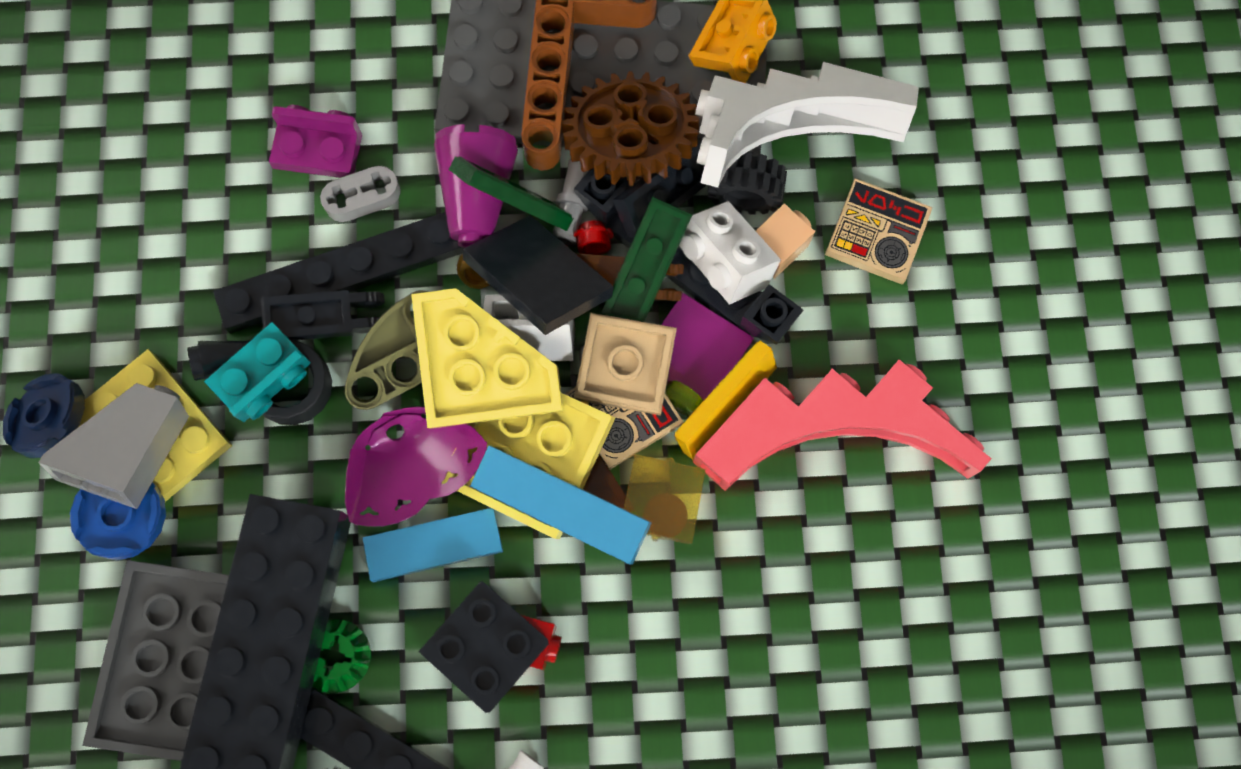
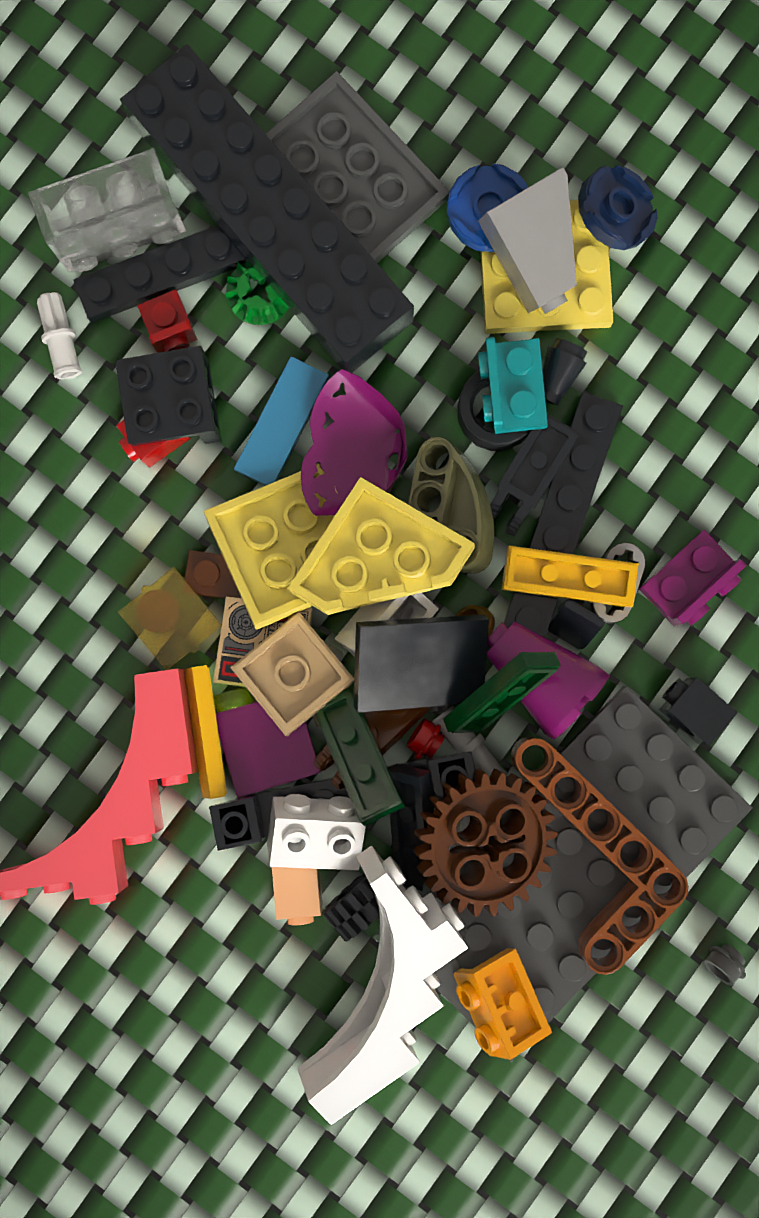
camera: 140 degrees right, 10 degrees up
(383, 224) = (569, 576): none -> yellow tile
(412, 68) = (696, 710): none -> black brick
(416, 197) = (575, 624): none -> black slope
(421, 710) = (167, 322): none -> red bracket
(561, 504) = (221, 533): dark azure tile -> none
(878, 231) = (242, 979): tile -> none

